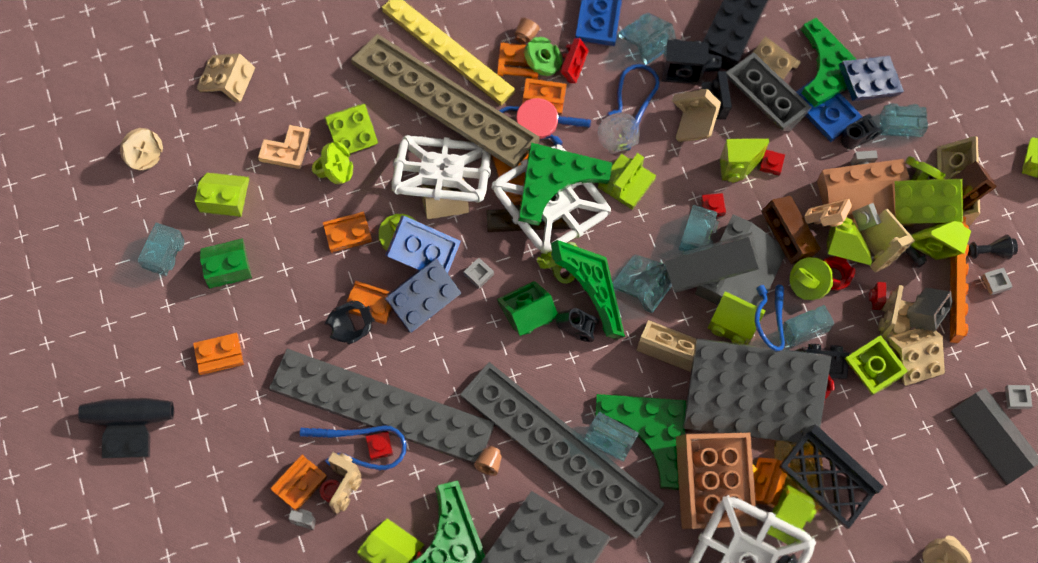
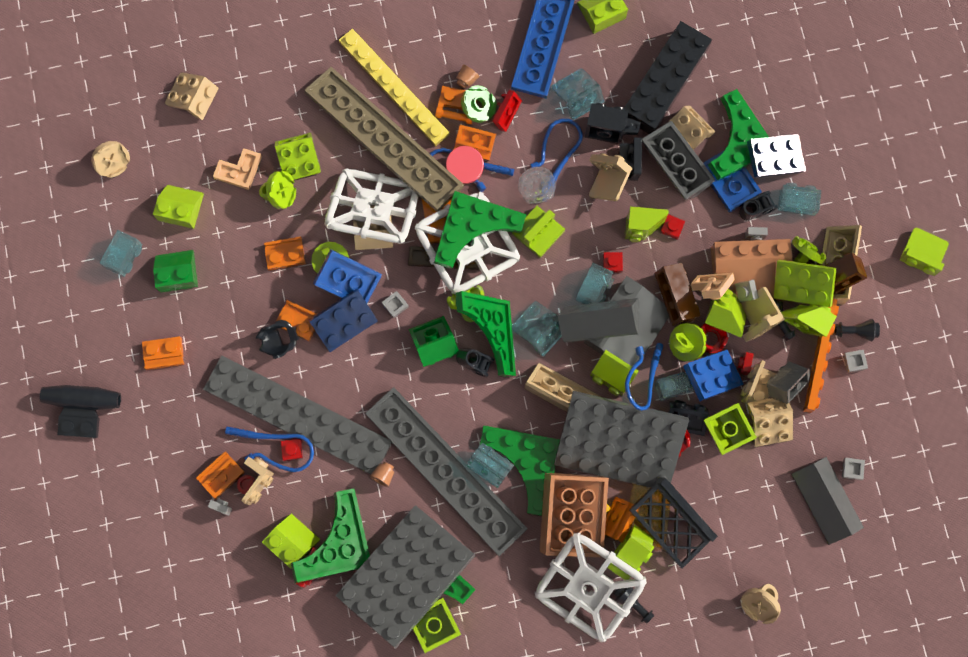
camera: 10 degrees right, 10 degrees up
(846, 310) = (713, 375): none -> blue plate

